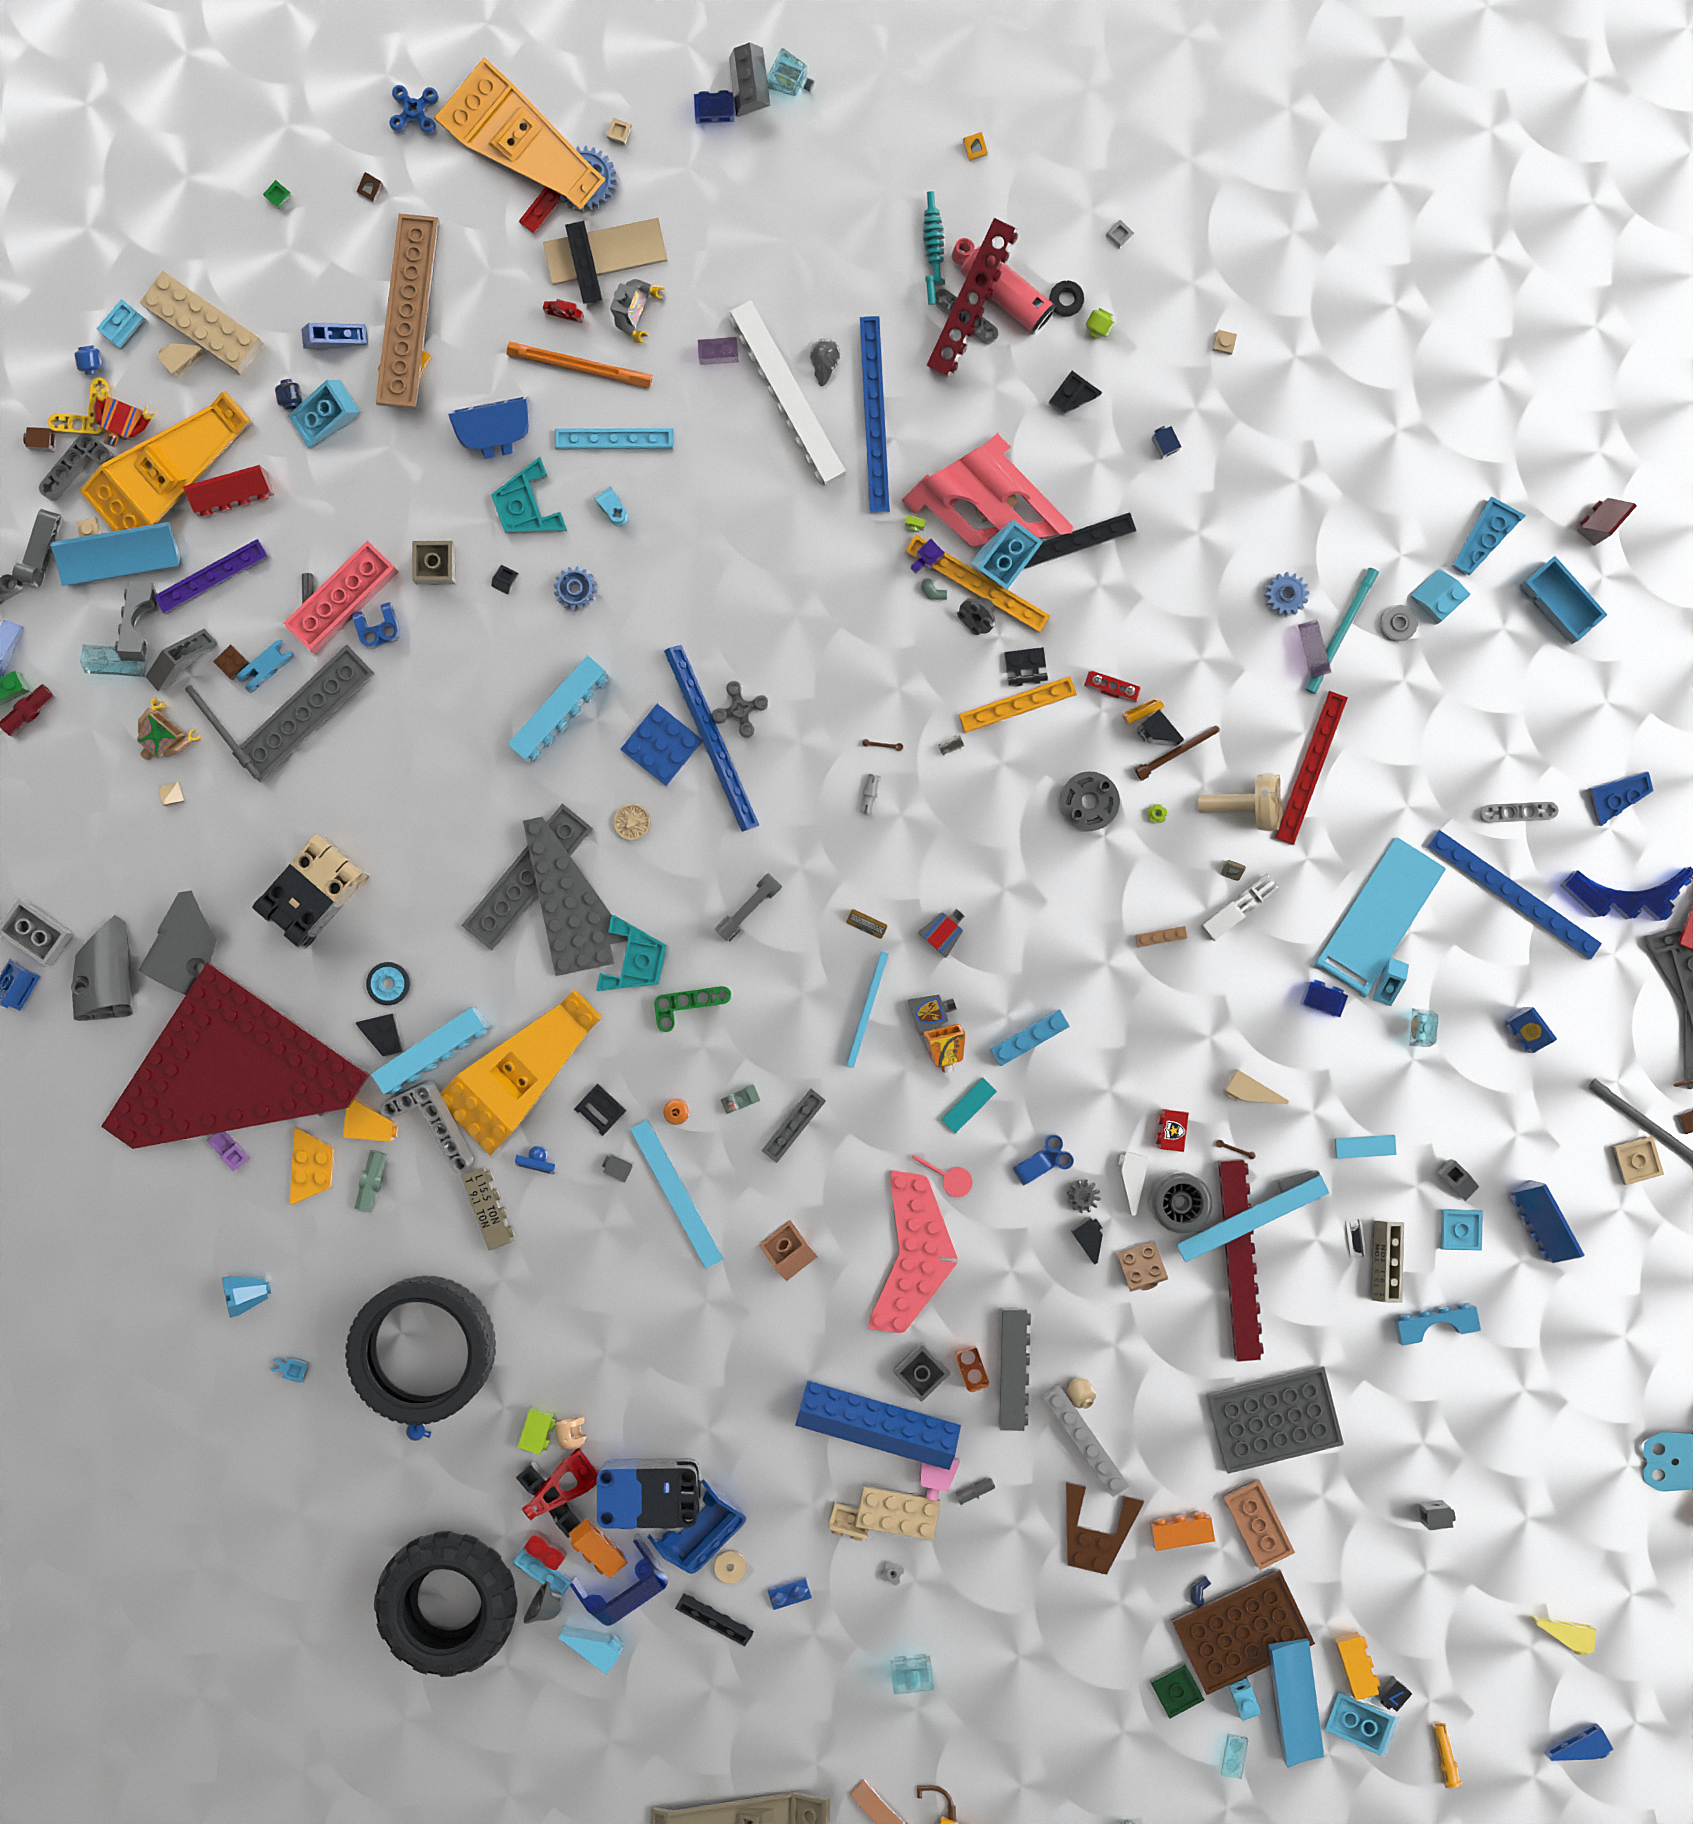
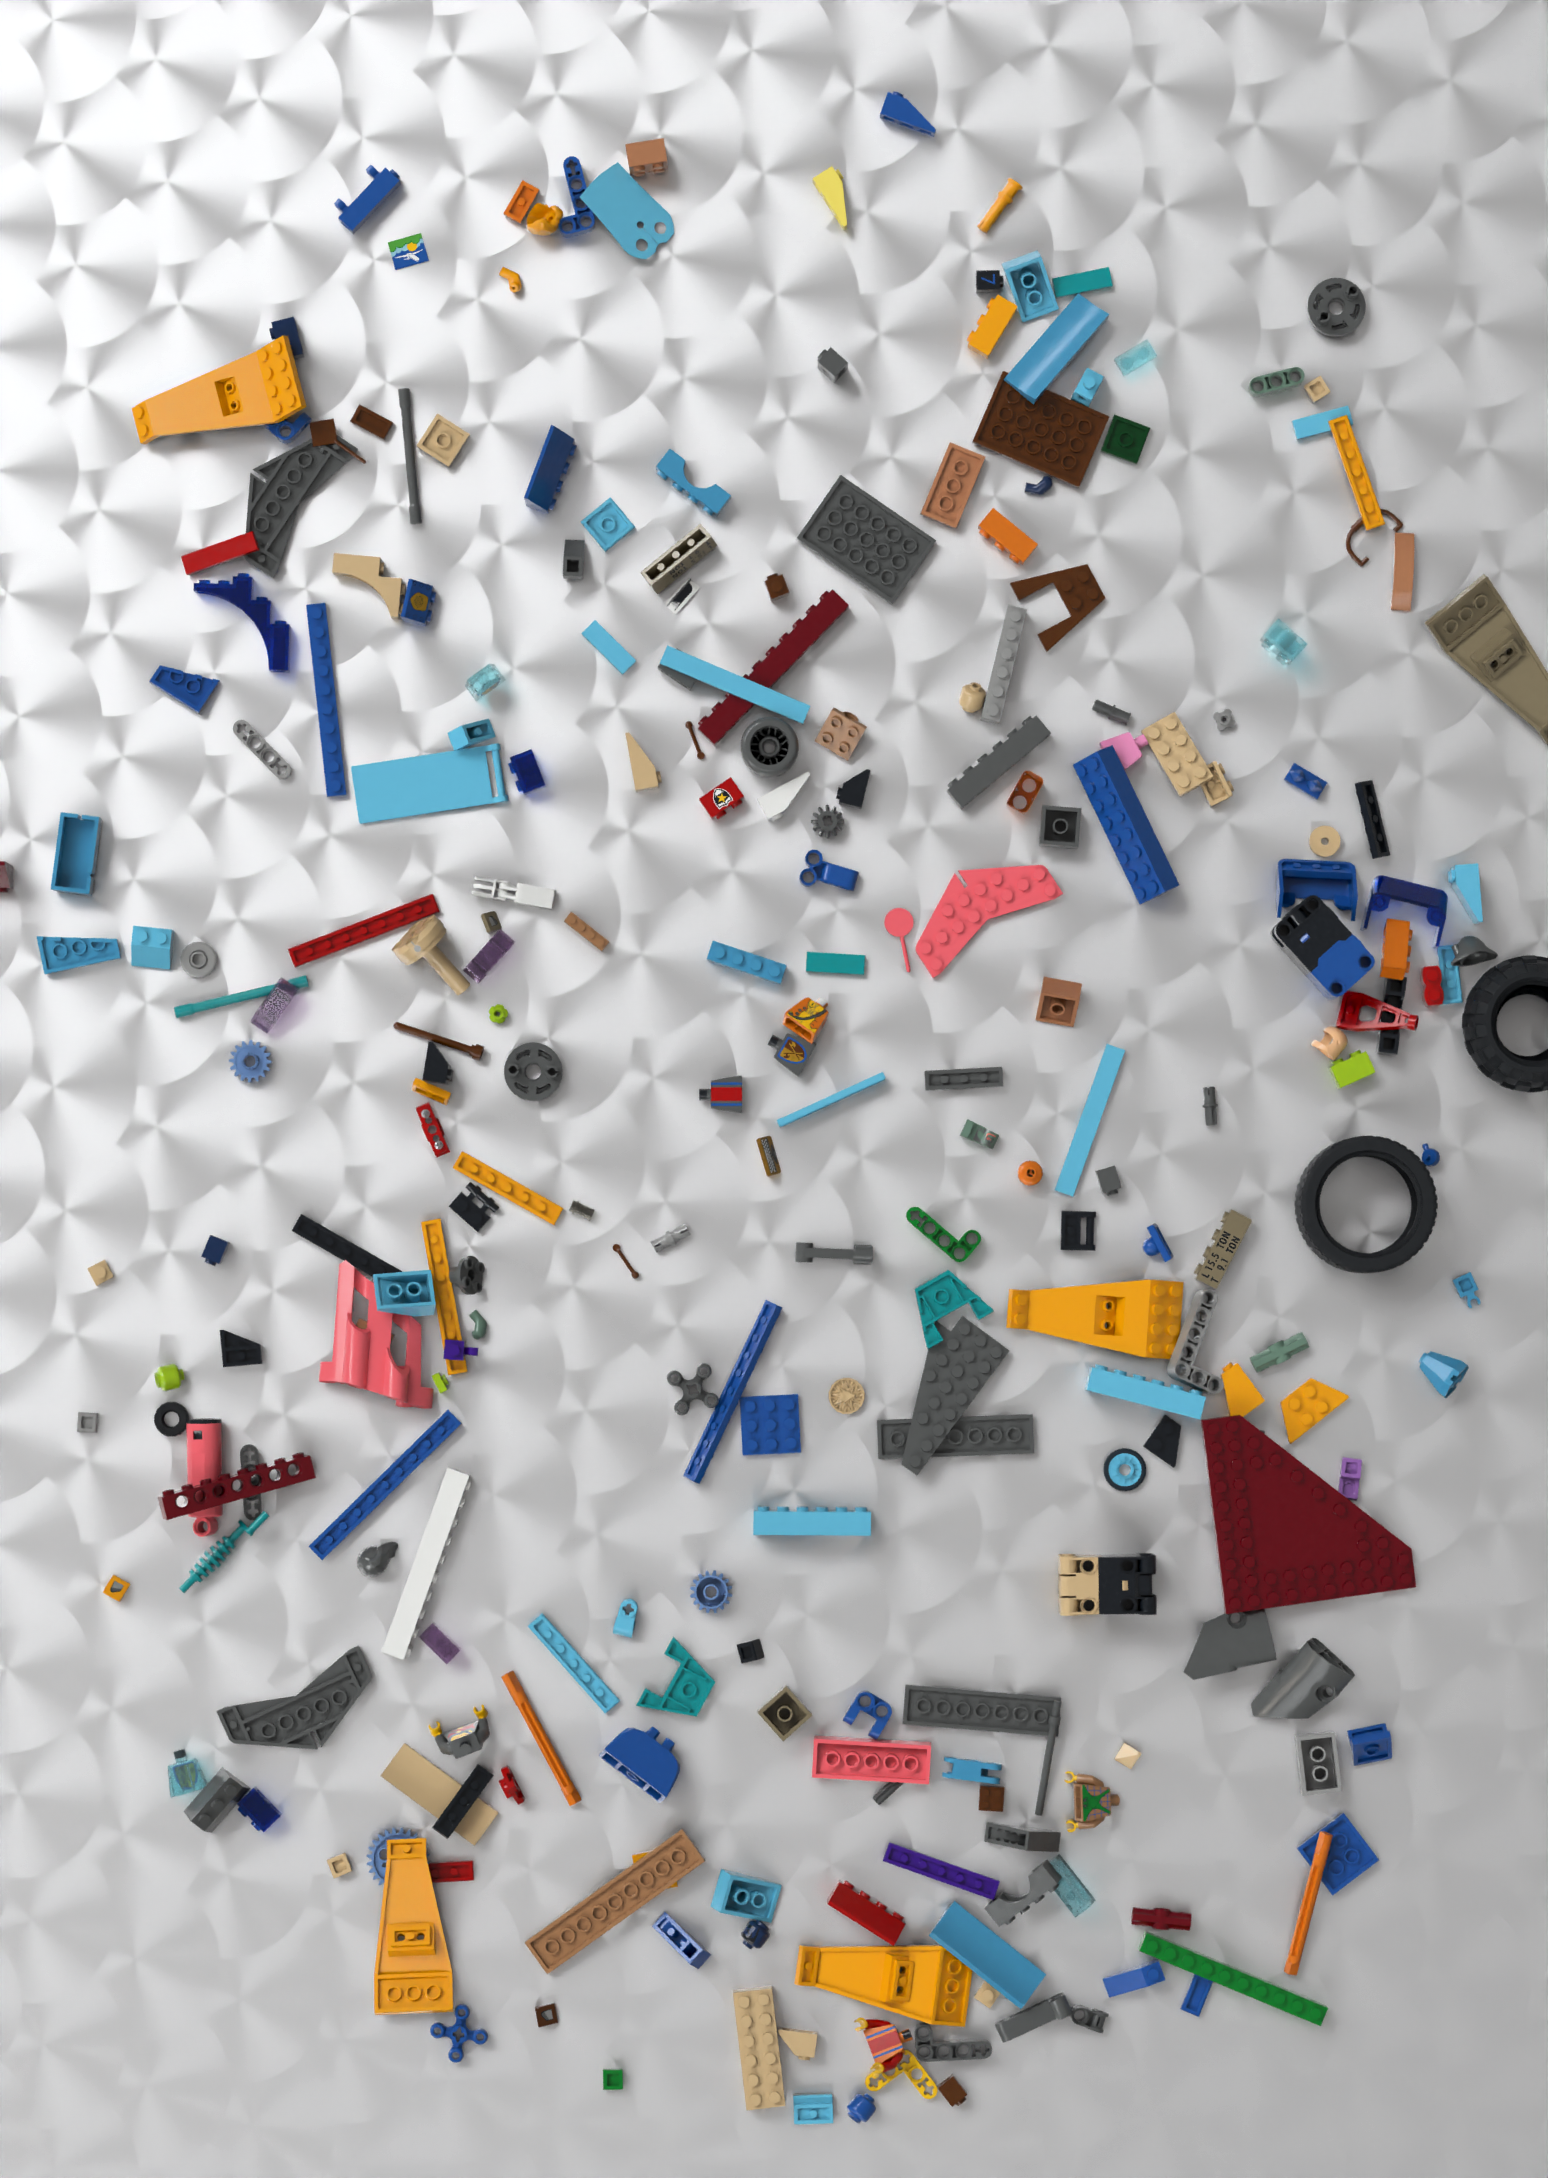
camera: 130 degrees left, 0 degrees up
(605, 1296) = (1210, 1106): none -> dark grey axle
(759, 192) = (293, 1718): none -> dark grey wing
(1208, 845) = (489, 956): none -> clear purple beam
(1299, 1317) = (776, 587): none -> reddish brown brick
(1329, 1766) = (1082, 282): none -> teal tile
(1586, 1014) = (369, 570): none -> tan arch

